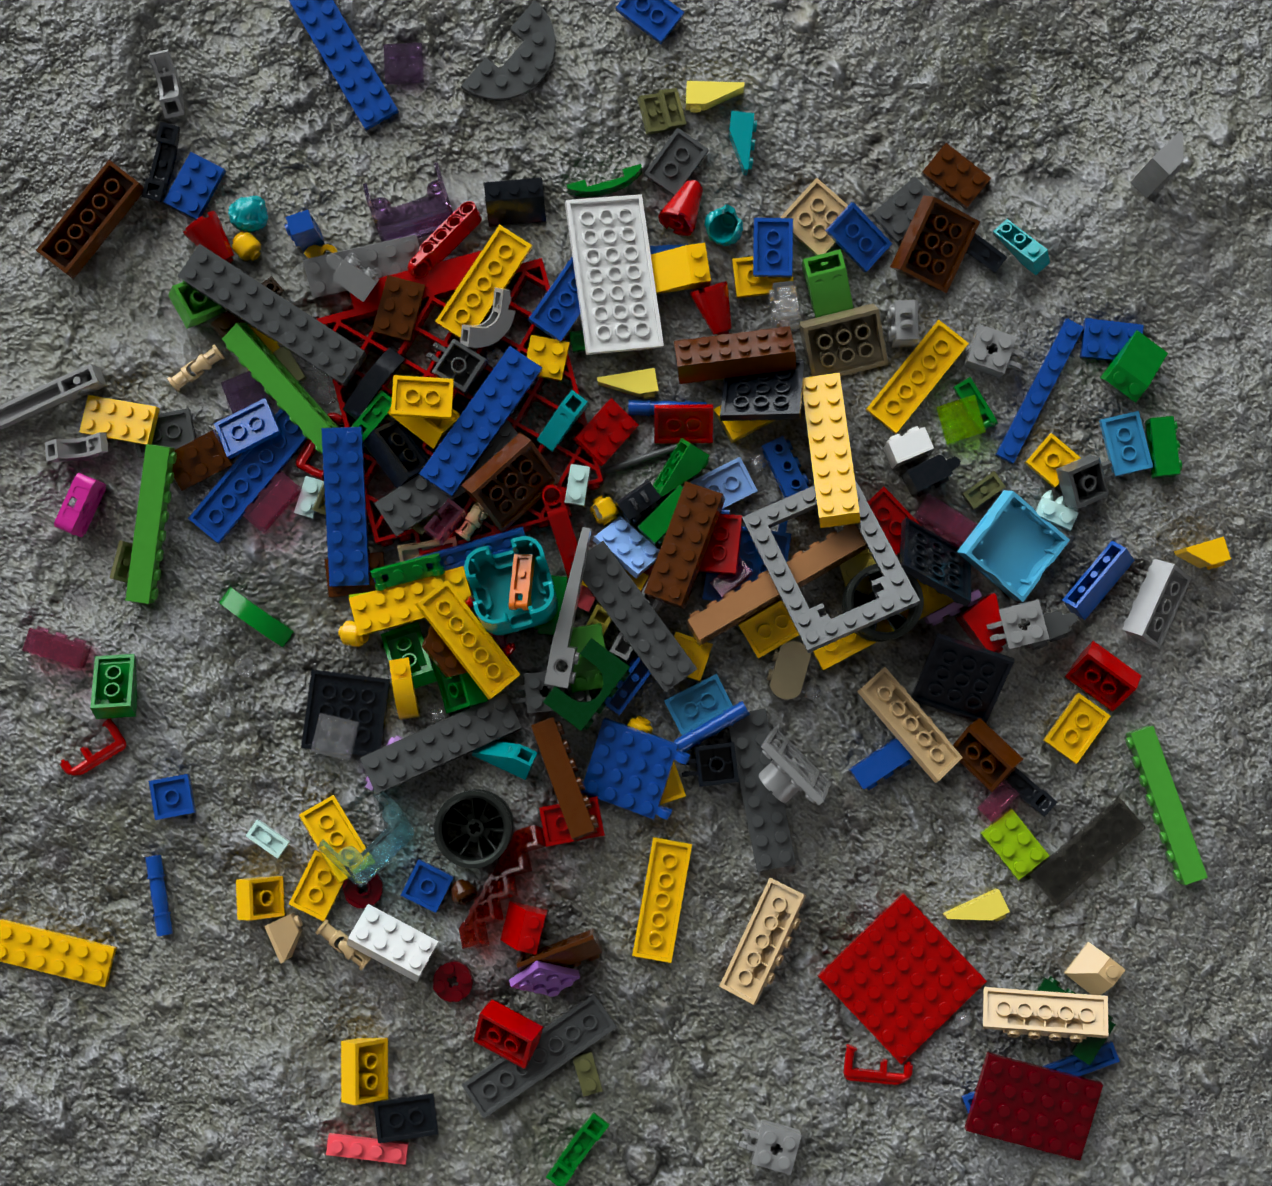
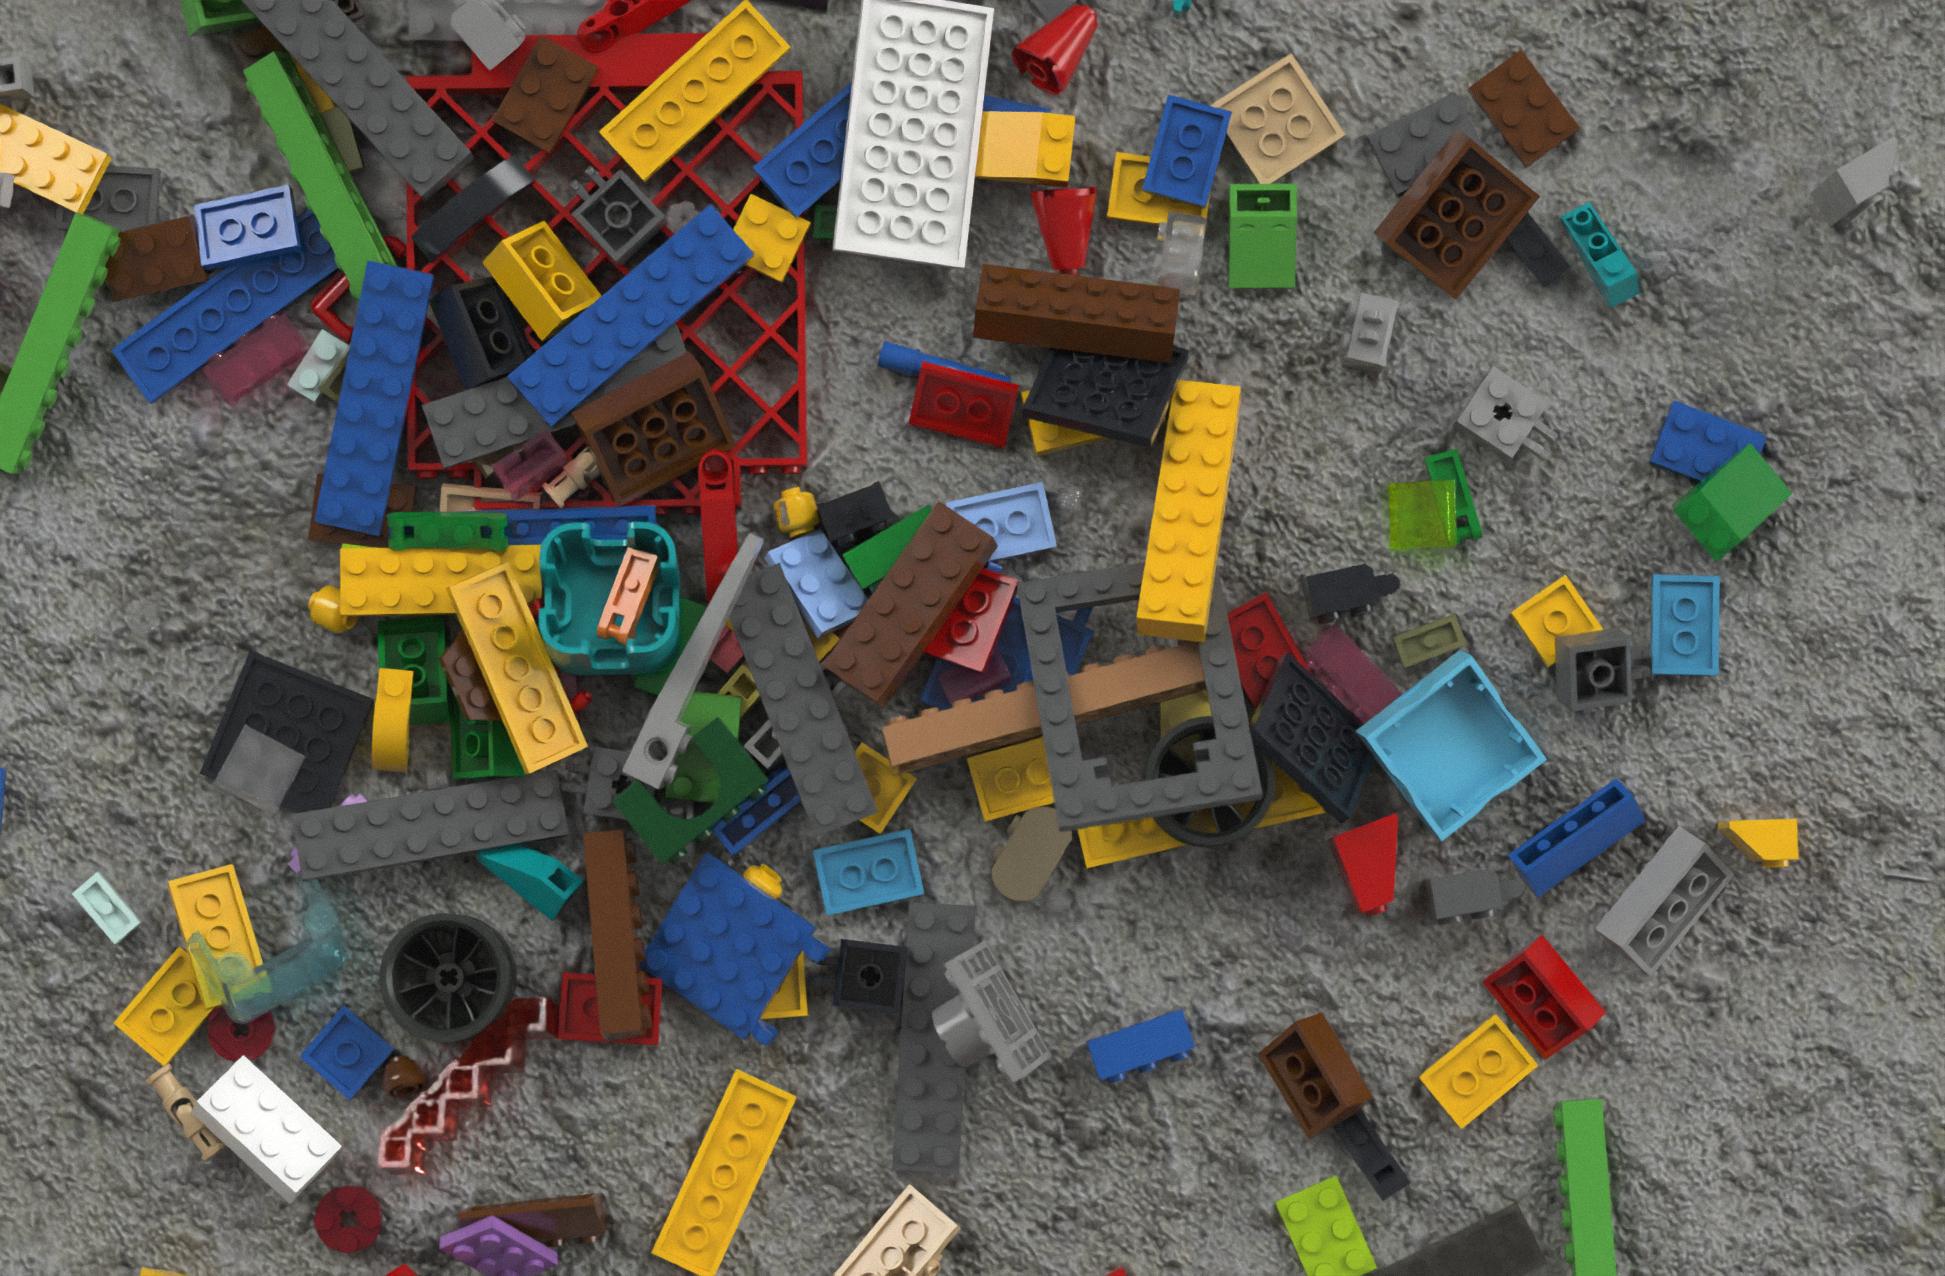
camera: 10 degrees right, 0 degrees up
(197, 366) = (200, 100): tan piece -> none
(243, 391) = (255, 164): clear purple plate -> none
(256, 617) = (181, 541): green slope -> none
(260, 898) = (69, 1001): yellow slope -> none
(285, 935) = (95, 1071): tan slope -> none
(374, 413) = (460, 258): green plate -> none
(422, 397) = (545, 253): yellow plate -> none
(494, 327) = (693, 166): light grey arch -> none
(524, 927) = (487, 1160): red slope -> none
(562, 420) = (765, 348): teal slope -> none
(577, 485) = (762, 460): light aqua plate -> none
(606, 432) = (832, 385): red plate -> none
(636, 383) = (904, 317): light yellow slope -> none
(640, 459) = (881, 444): dark grey bar -> none
(681, 466) = (942, 473): green slope -> none
(712, 727) = (879, 914): blue piece -> none
(724, 226) = (1116, 94): teal hair -> none
(785, 467) = (1112, 518): blue brick -> none
(844, 341) = (1264, 337): dark tan slope -> none
(858, 237) = (1333, 170): blue plate -> none
(908, 447) = (1321, 538): white brick -> none
(910, 724) = (1203, 993): tan plate -> none
(917, 376) = (1369, 425): yellow plate -> none
(952, 609) = (1324, 822): lavender plate -> none
(962, 678) = (1307, 940): black plate -> none
(998, 800) = (1317, 1156): clear pink plate -> none
(1015, 635) = (1407, 886): light grey hinge -> none
(1039, 391) = (1566, 501): blue plate -> none
(1056, 511) = (1540, 706): light aqua plate -> none
(1163, 446) = (1744, 646): green brick -> none

